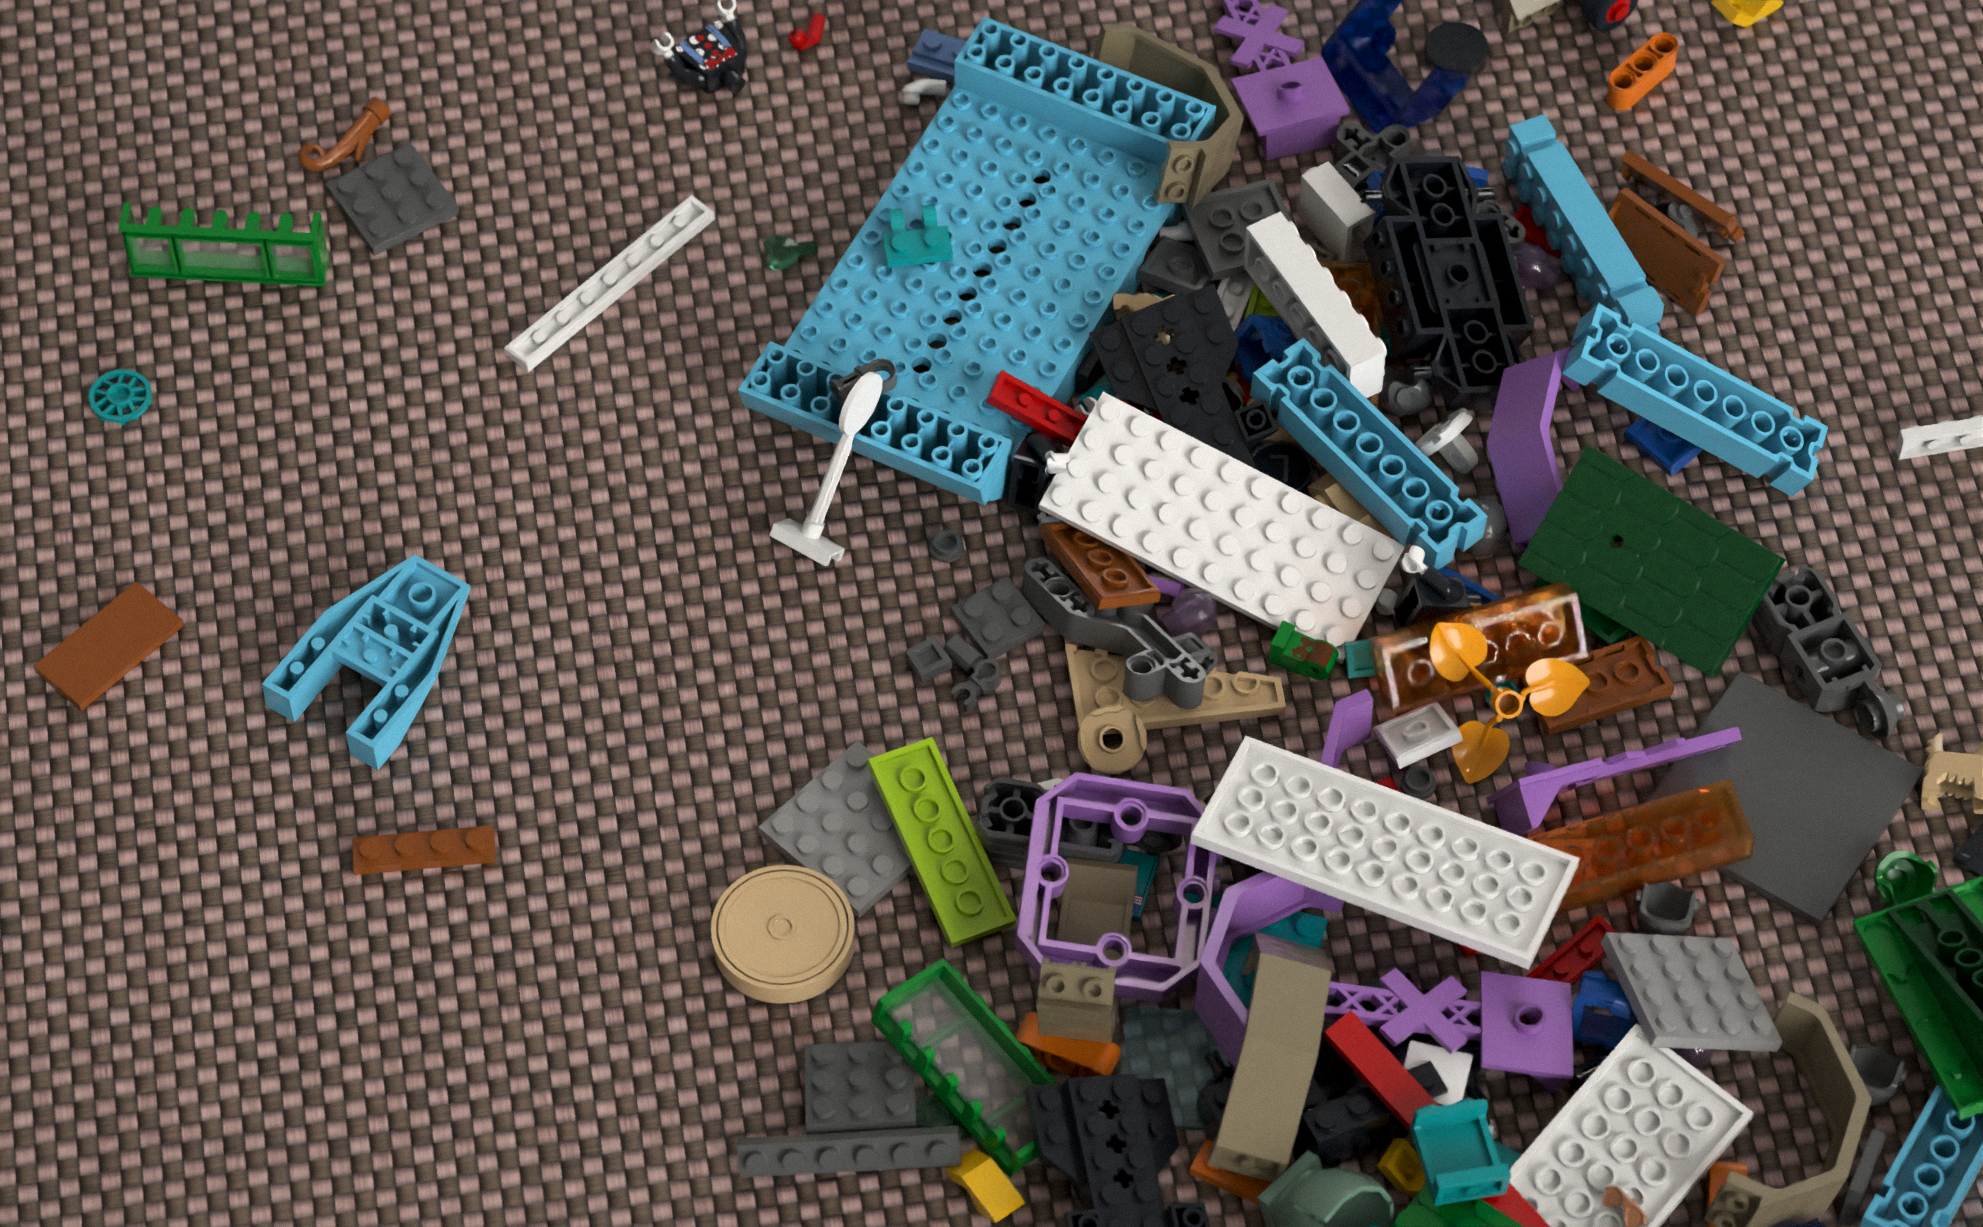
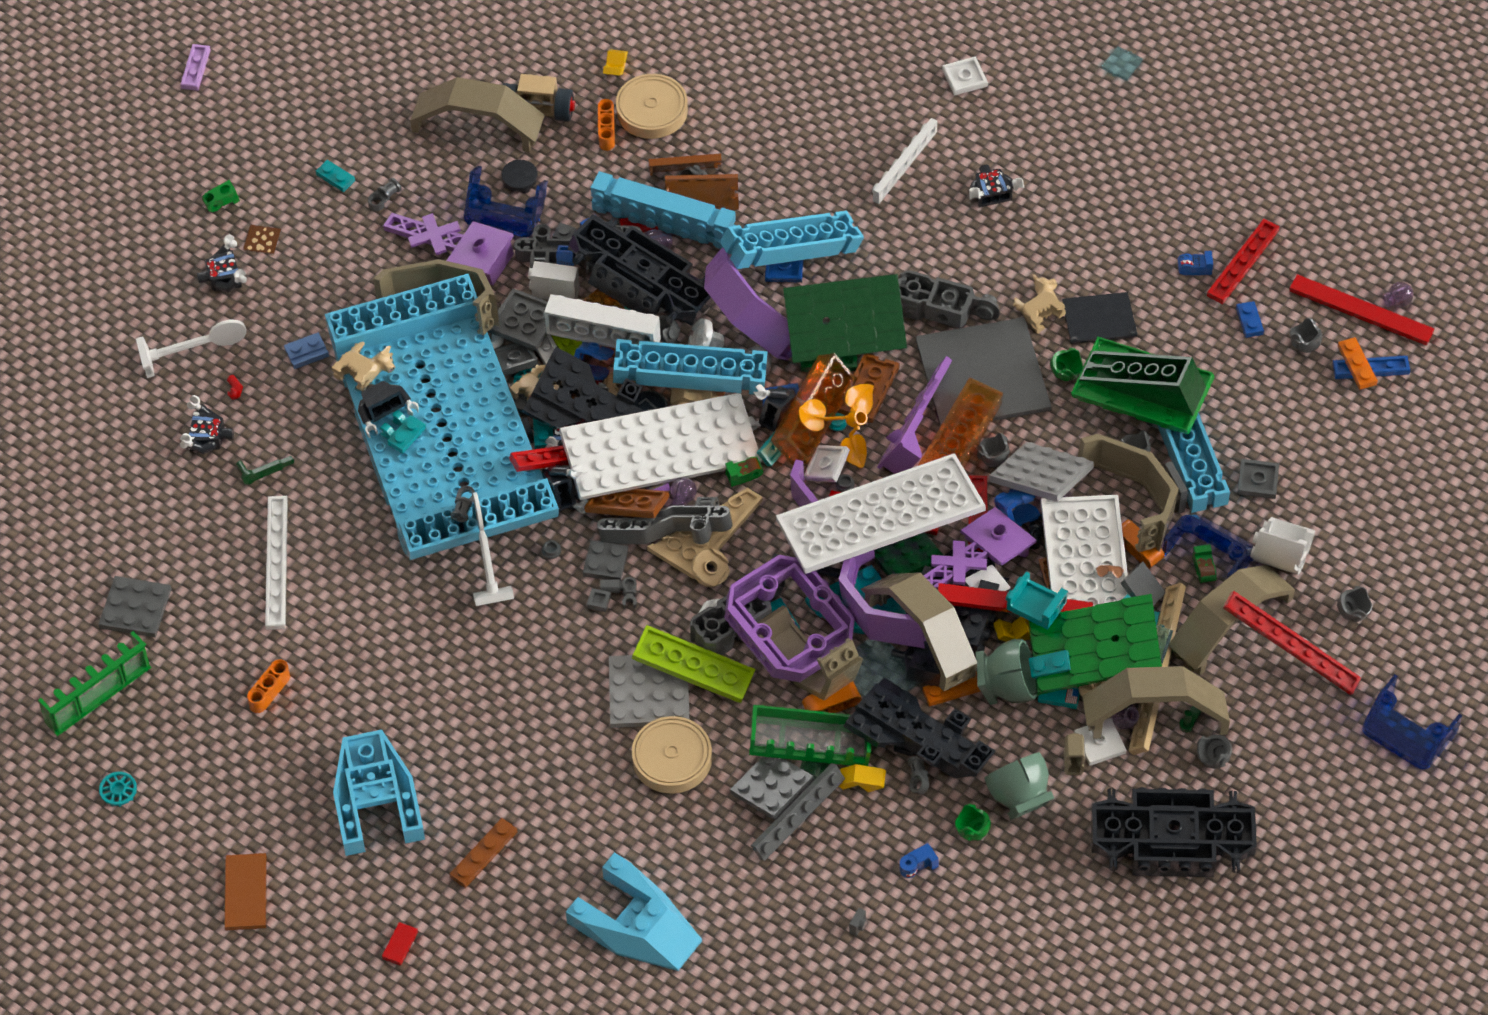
camera: 45 degrees left, 0 degrees up
(198, 871) = (399, 944): none -> red tile
(373, 114) = (83, 578): dark orange plant -> none
(420, 421) = (267, 694): none -> orange beam
(503, 1130) = (646, 929): none -> medium azure wedge
(699, 154) = (250, 476): none -> dark green piece
(785, 251) = (337, 486): clear green rock -> none
(924, 87) = (312, 371): white arm -> none
(925, 178) = (381, 401): none -> black torso
(957, 123) = (362, 368): none -> tan animal
(1373, 945) = (906, 555): none -> dark green plate
(1729, 93) = (651, 106): none -> tan brick

